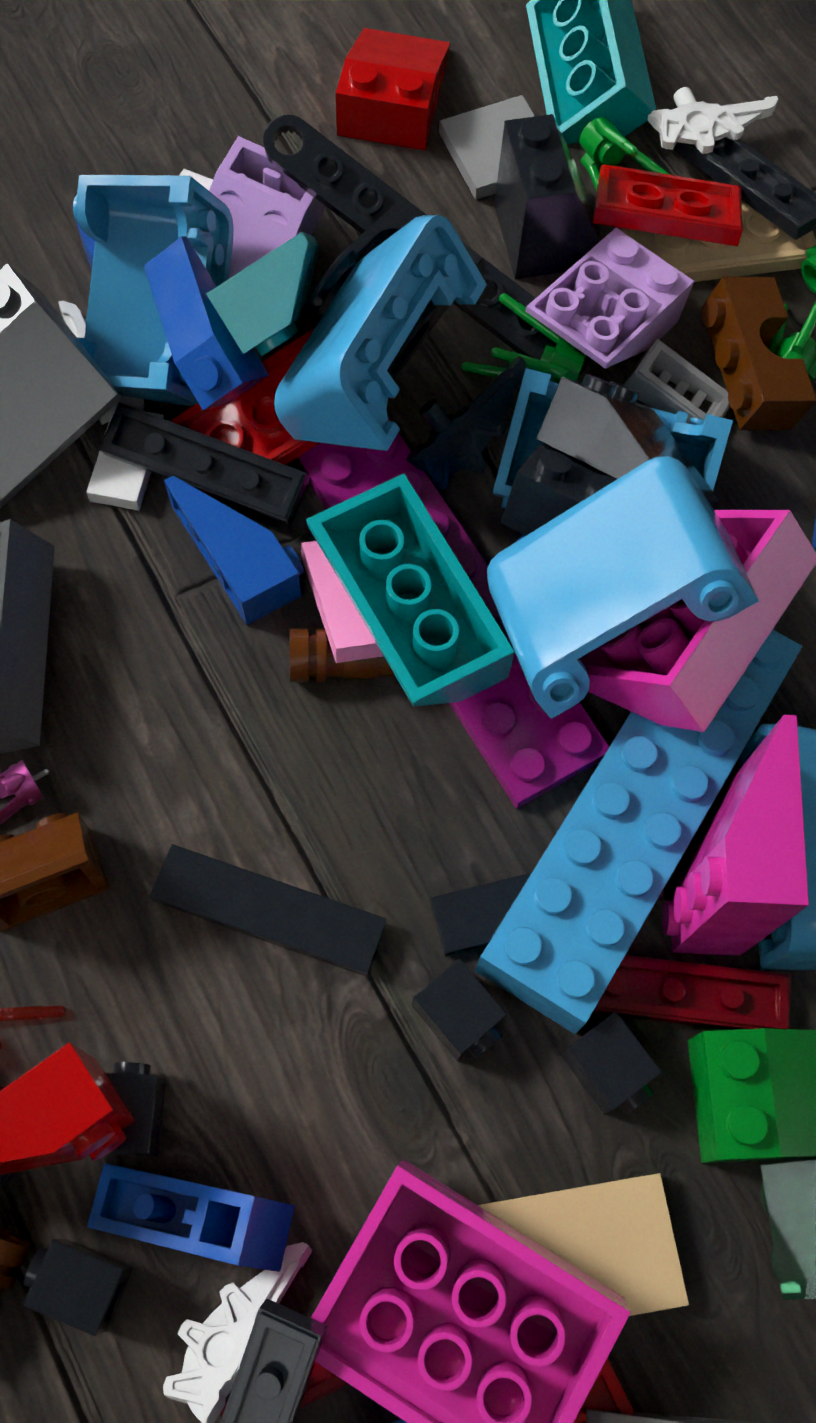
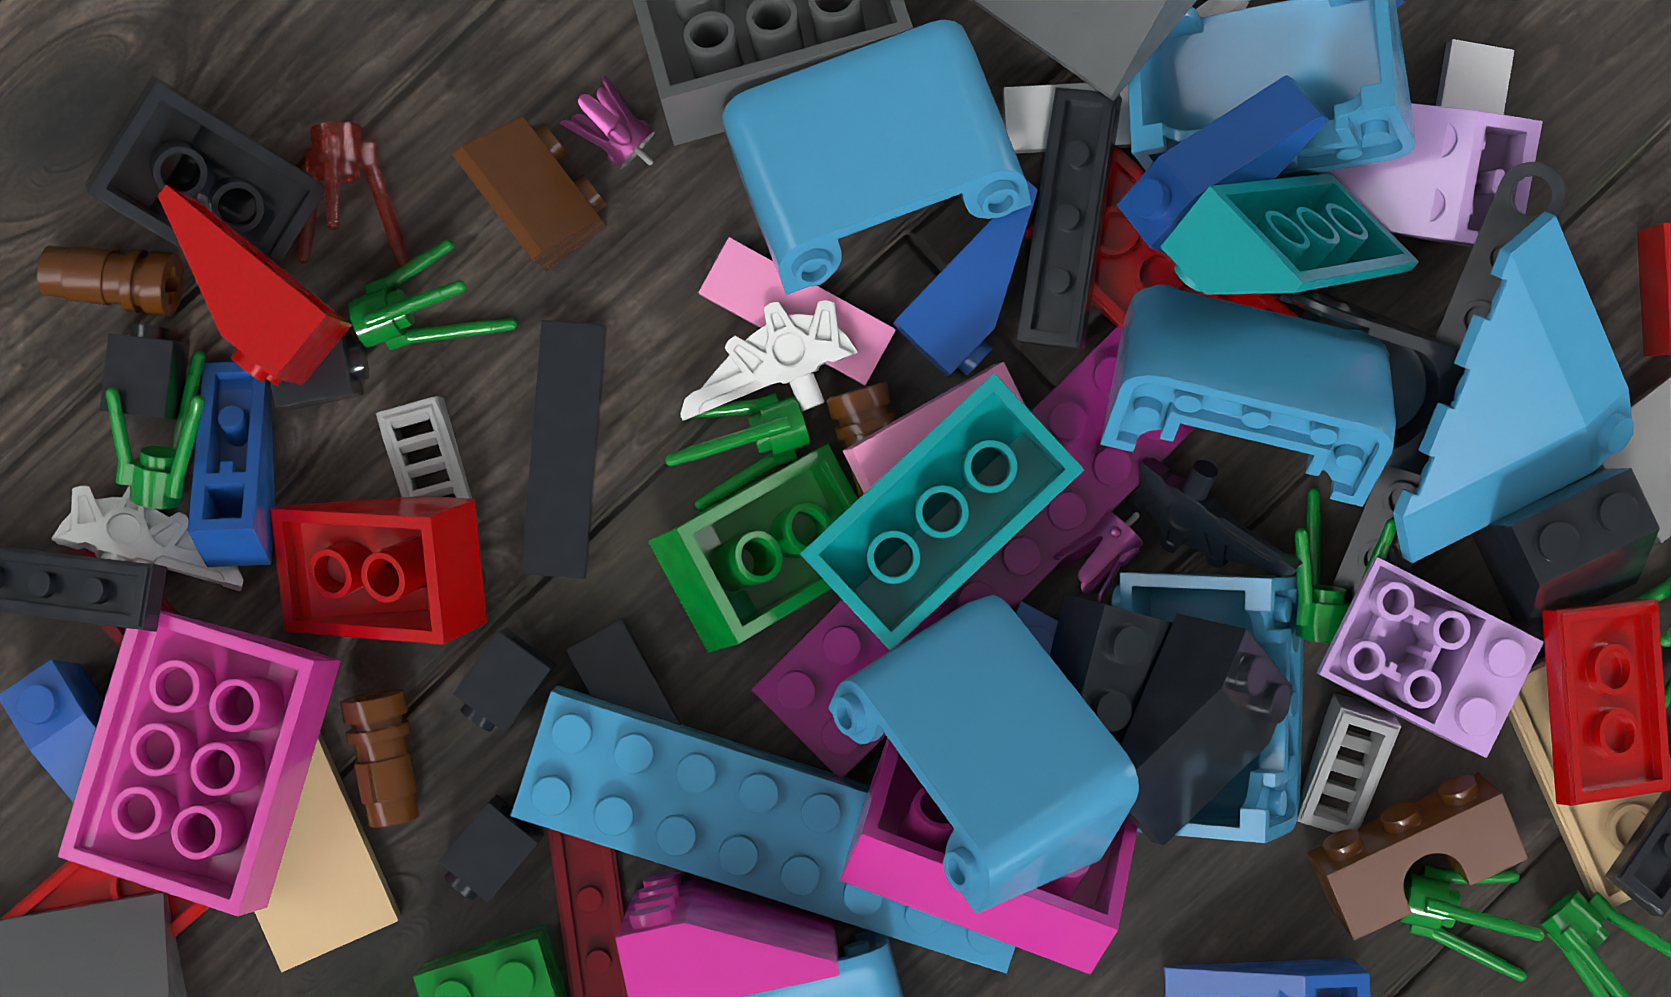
camera: 85 degrees right, 20 degrees up
(88, 585) = (869, 145): none -> dark azure windscreen
(98, 1029) = (386, 313): none -> green plant
(177, 1291) = (160, 471): none -> green plant
(194, 1034) = (397, 448): none -> light grey slope
(210, 691) = (748, 282): none -> bright pink tile
(240, 707) = (782, 352): none -> white piece
(302, 729) = (775, 428): none -> green plant
(326, 1102) = (381, 568): none -> red slope
(403, 766) = (741, 557): none -> green slope
(436, 176) = (1533, 404): none -> dark azure slope
(468, 498) = (1115, 547): none -> flat silver piece
(502, 1145) = (382, 755): none -> reddish brown axle

